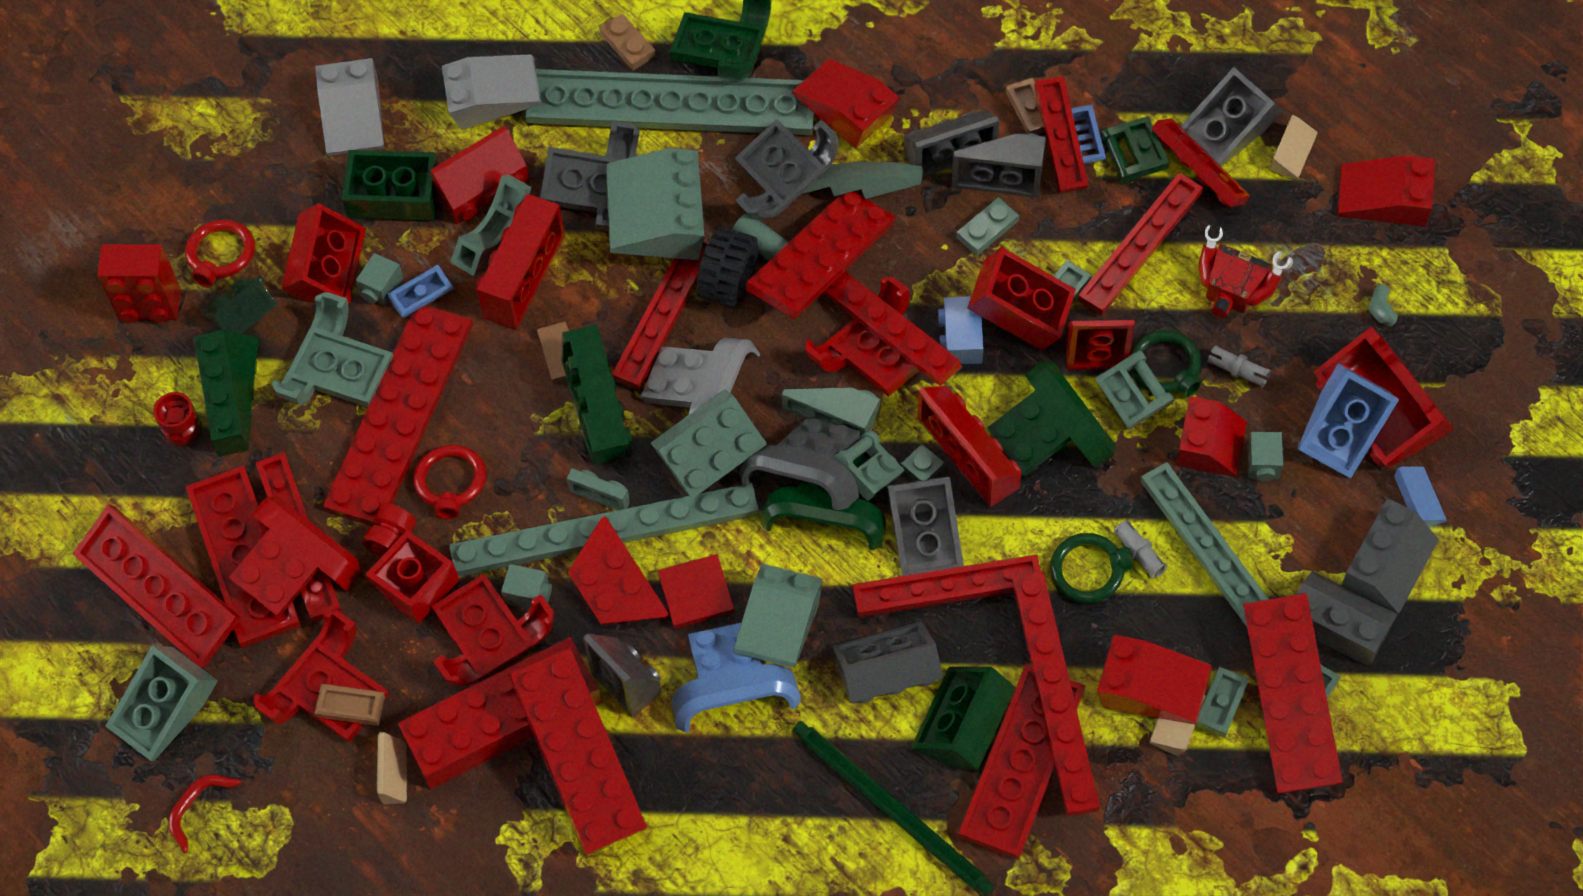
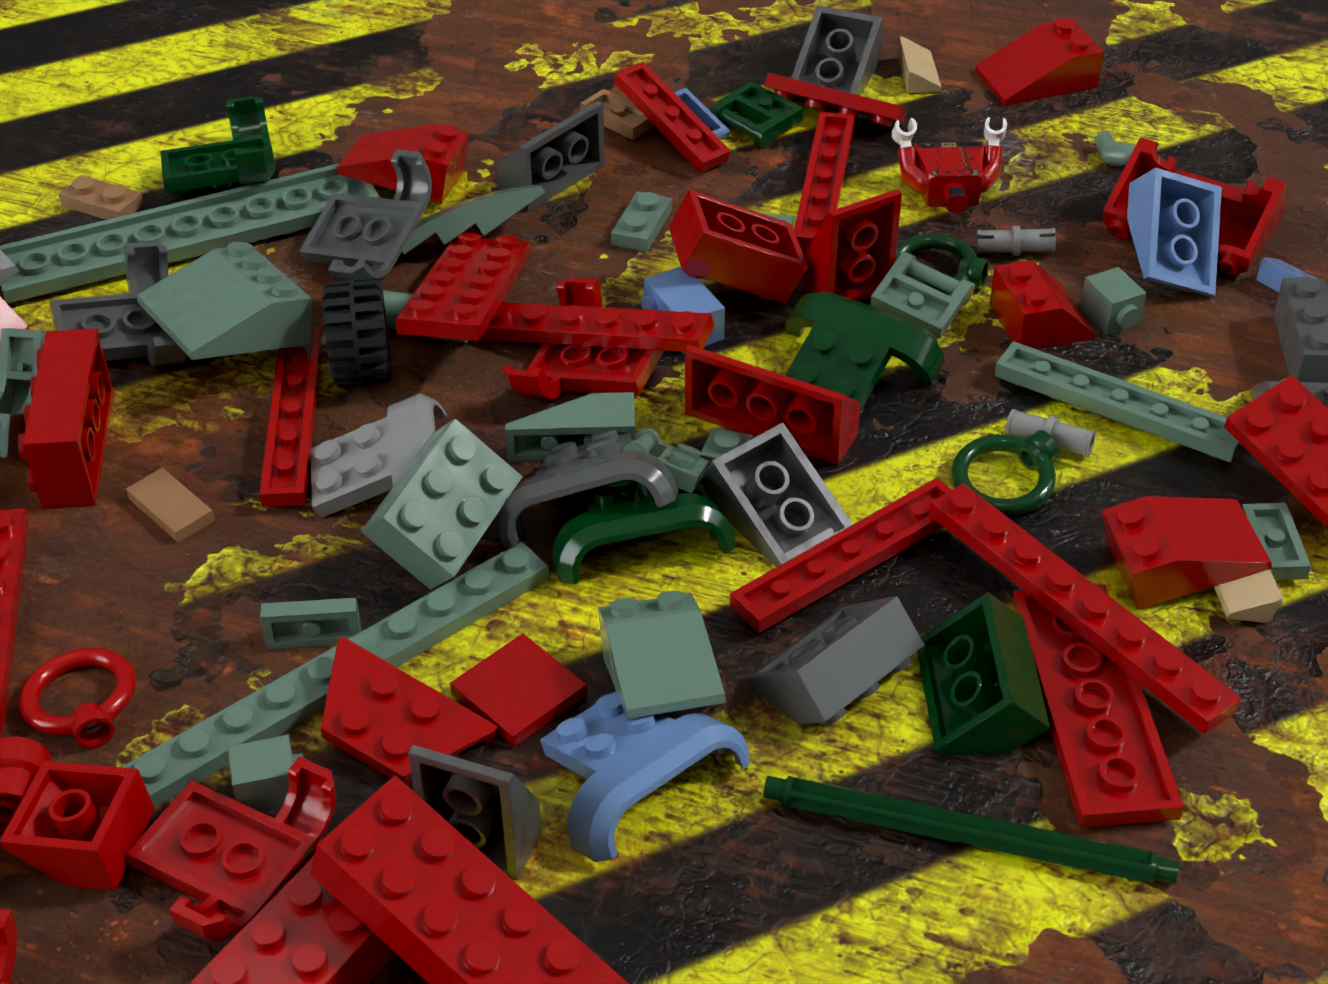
camera: 30 degrees left, 20 degrees down
(594, 395) = (247, 515): dark green wedge -> none
(1001, 165) = (626, 155): dark grey slope -> none

